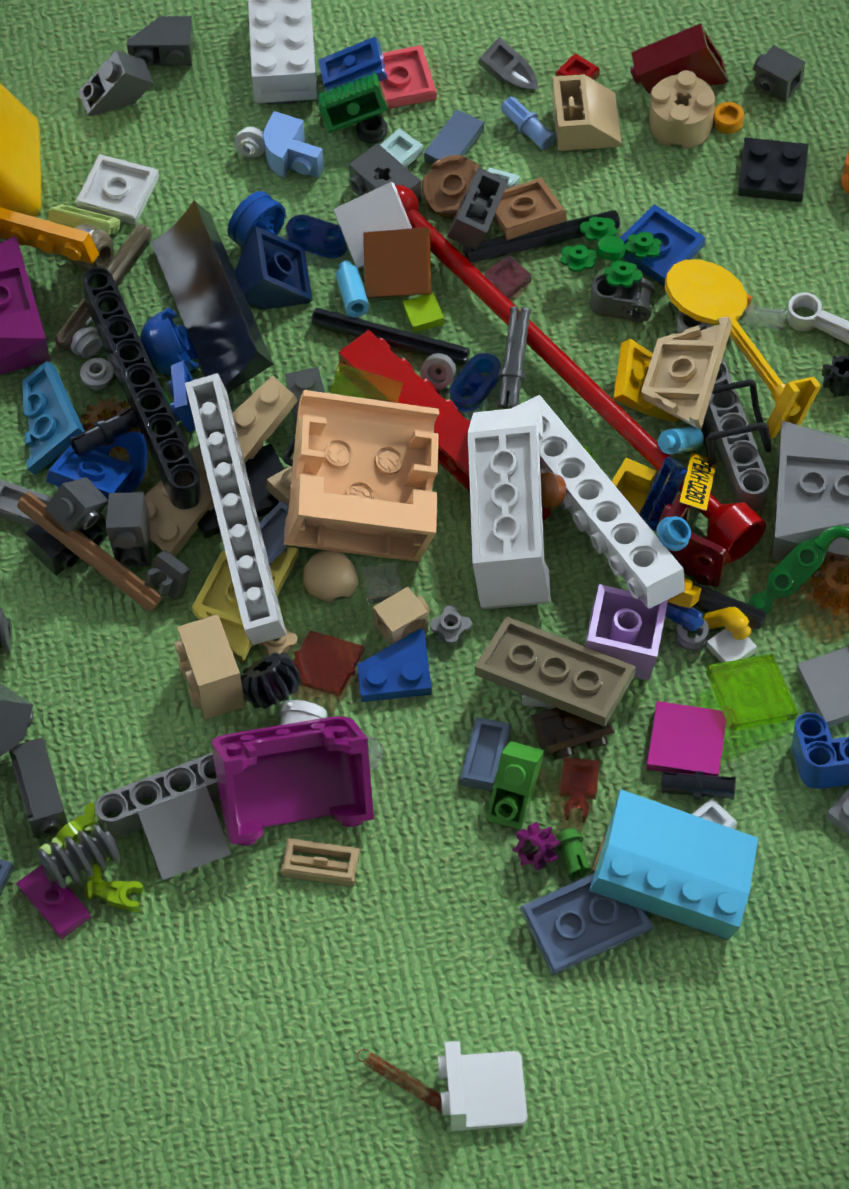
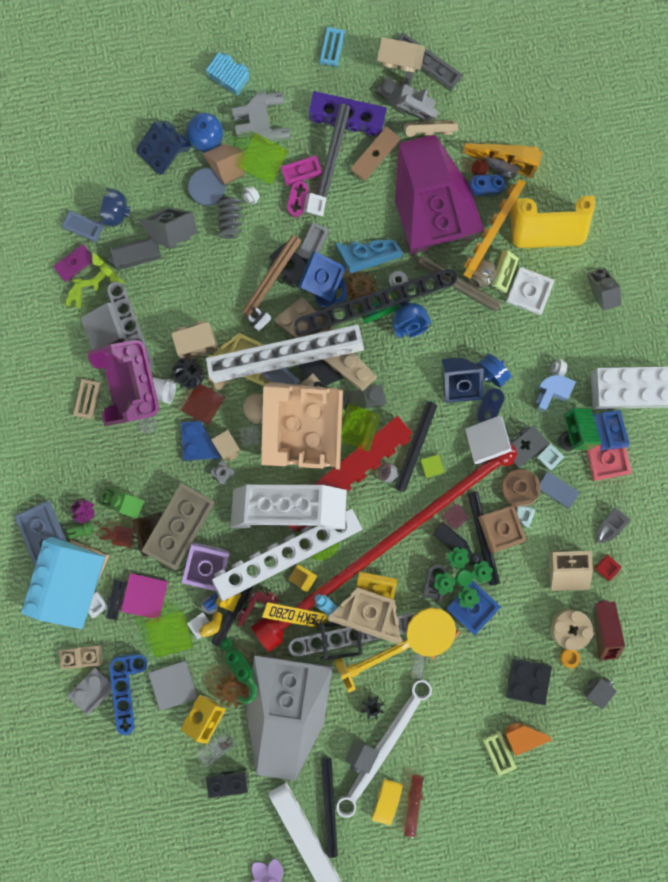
camera: 90 degrees right, 25 degrees up
(77, 505) = (290, 267): dark grey brick -> none
(79, 856) = (84, 274): dark grey piece -> none
(86, 342) = (417, 272): white plate -> none
(104, 432) = (344, 282): black pin -> none
(129, 529) = (283, 297): dark grey slope -> none
(164, 42) = (637, 317): dark grey slope -> none
(181, 405) = (369, 328): blue wing -> none
(211, 299) = (441, 344): black arch -> none
(352, 290) = (448, 425): medium azure cylinder -> none
(397, 263) = (461, 451): dark orange tile -> none
(474, 385) = (380, 493): clear blue plate -> none
(477, 208) = (493, 500): dark grey brick -> none
(484, 753) = (144, 487): sand blue tile -> none
(512, 370) = (390, 516): dark grey pin -> none
(528, 123) = (568, 534): light blue axle -> none
(547, 277) = (451, 540): none -> black wheel
(552, 490) = (291, 531): dark orange tile -> none
(663, 491) = (291, 595): clear blue tile -> none
(673, 533) = (247, 597): dark azure plate -> none
(810, 839) = (81, 657): none -> tan slope

